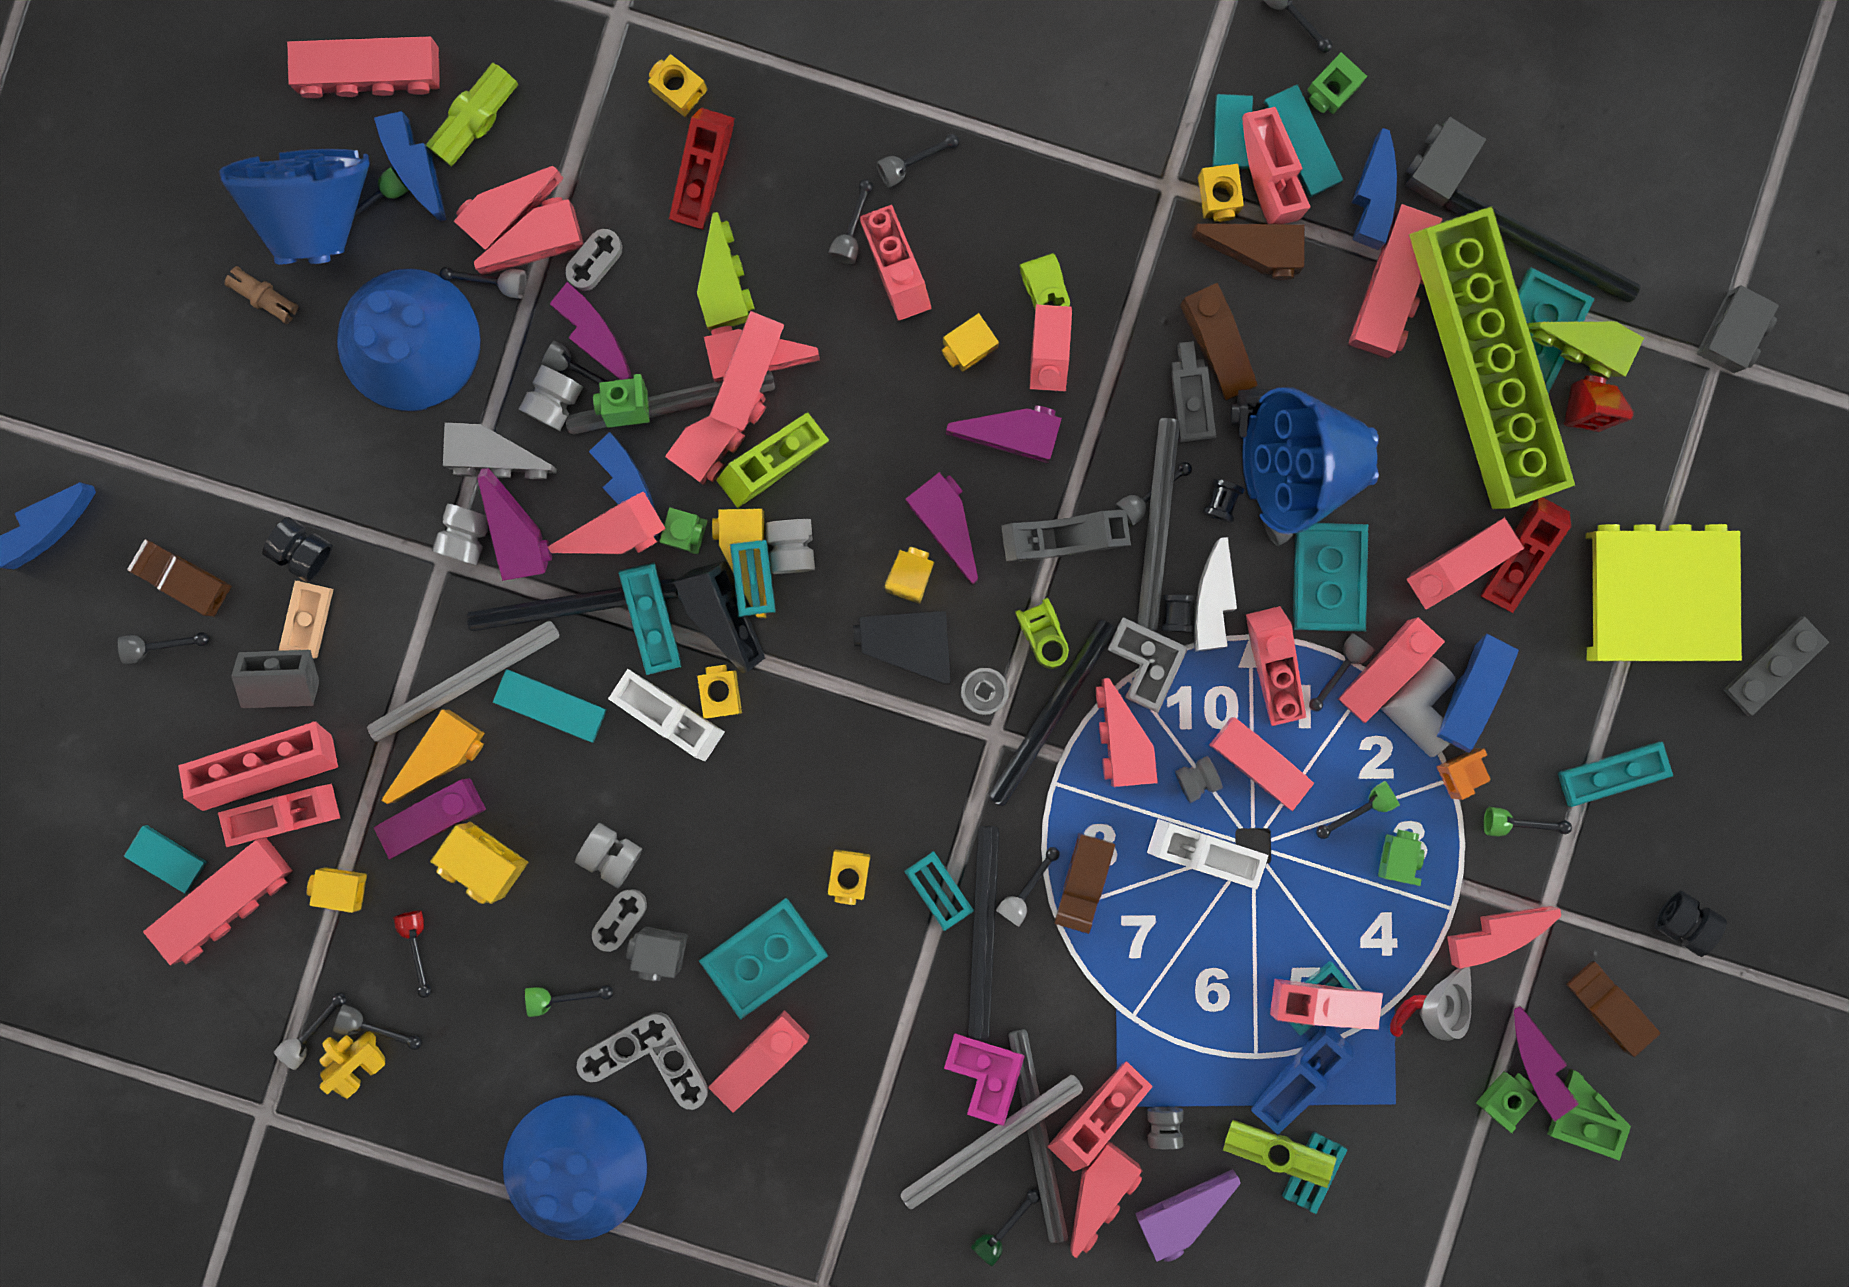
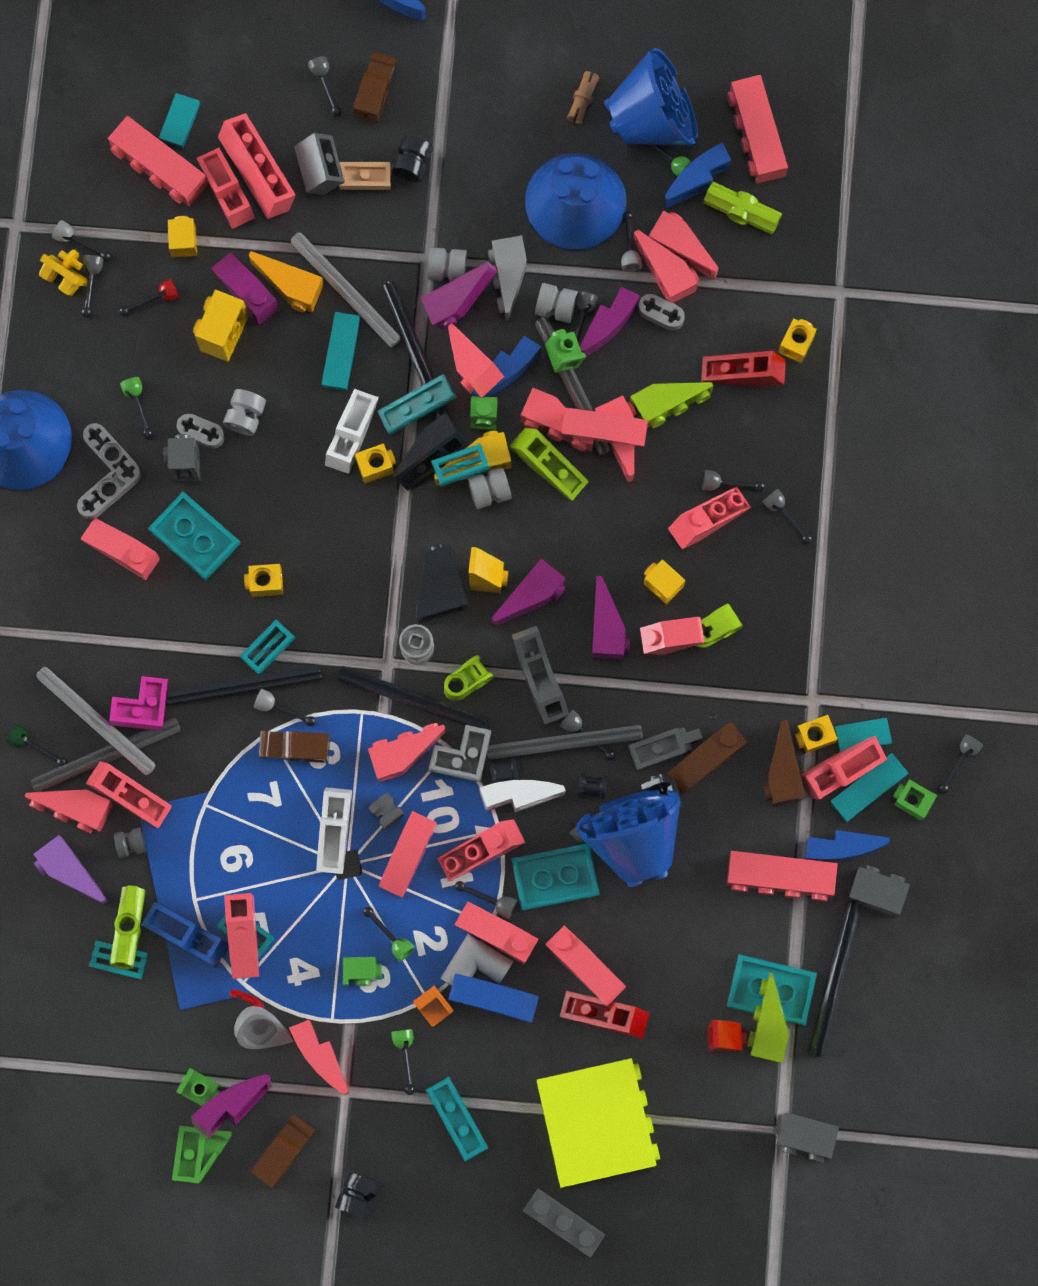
camera: 85 degrees right, 10 degrees down
(1492, 359) = (738, 951): lime brick -> none

